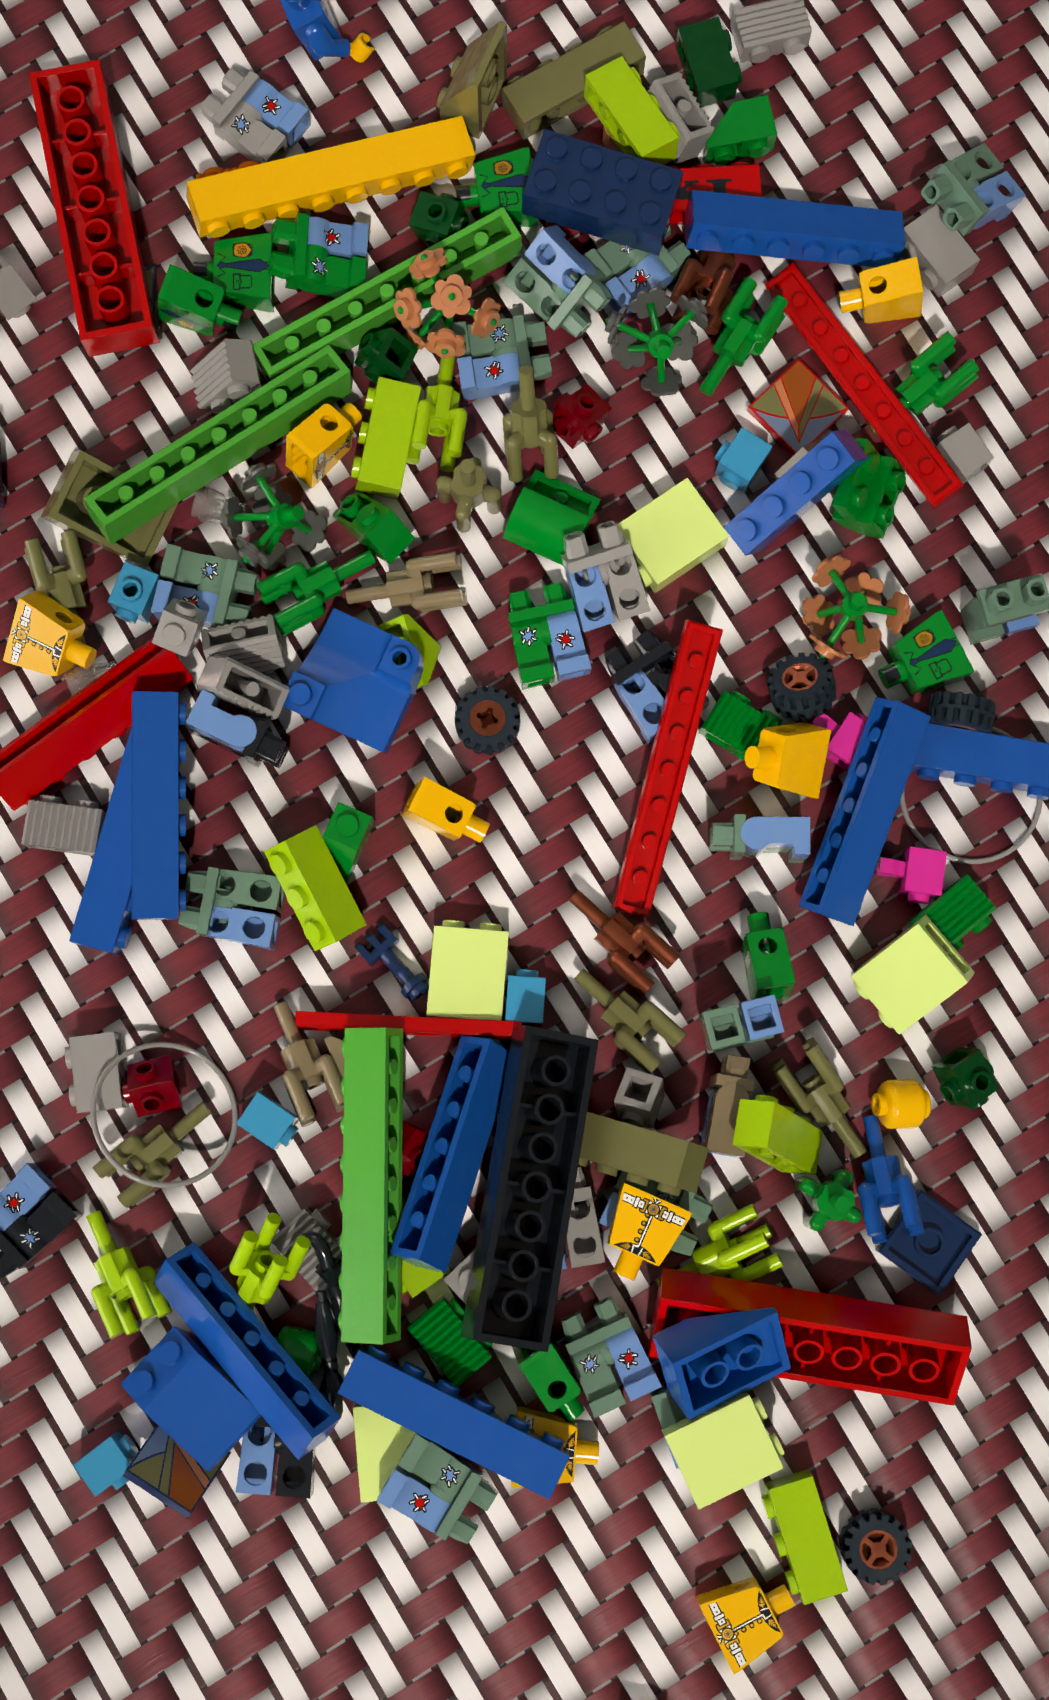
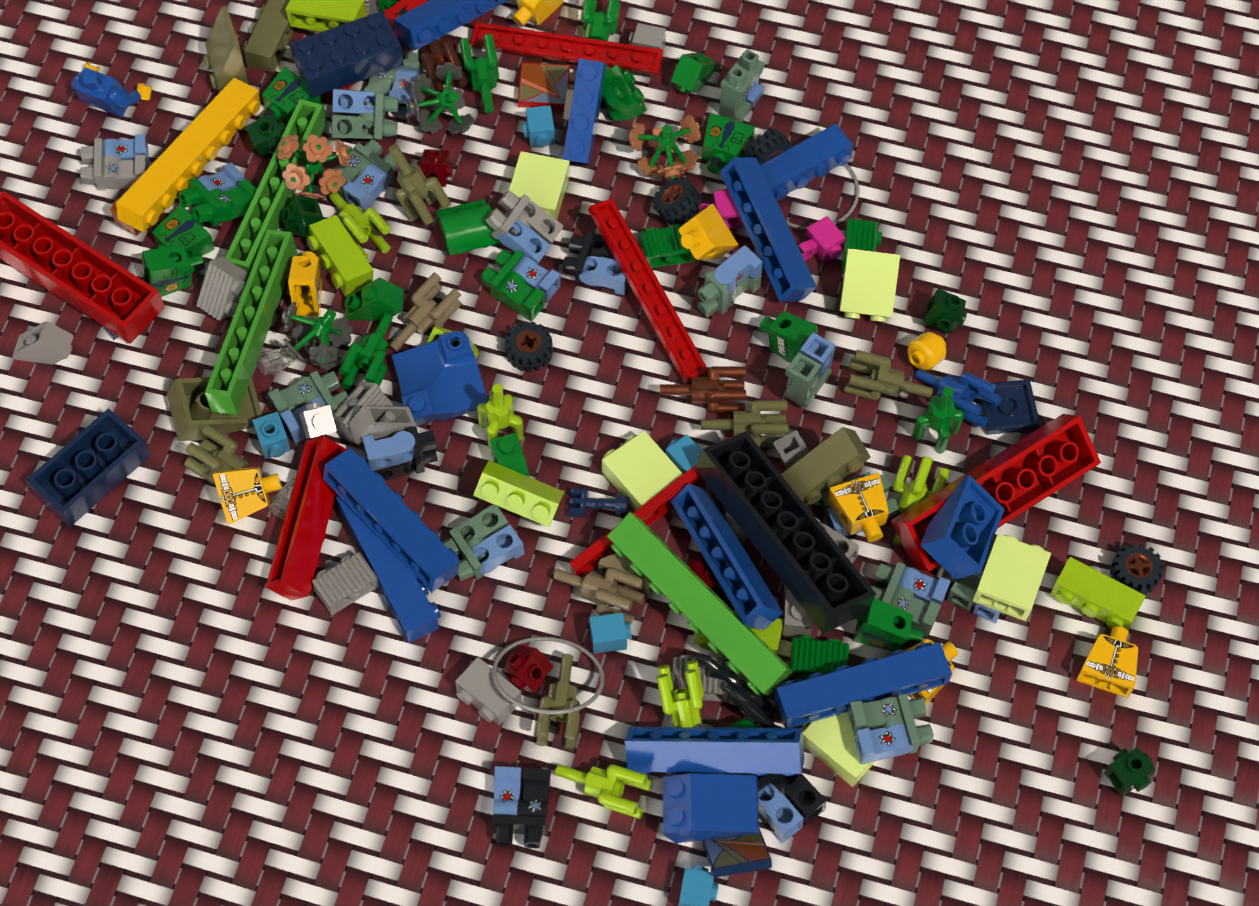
camera: 40 degrees left, 20 degrees down
(375, 783) = (499, 414): none -> lime plant
(428, 808) = (548, 404): yellow torso -> none
(468, 491) = (411, 241): olive plant -> none
(723, 1105) = (838, 411): dark tan hips -> none
(777, 1135) = (882, 405): lime brick -> none
(979, 536) = (693, 72): none -> green slope

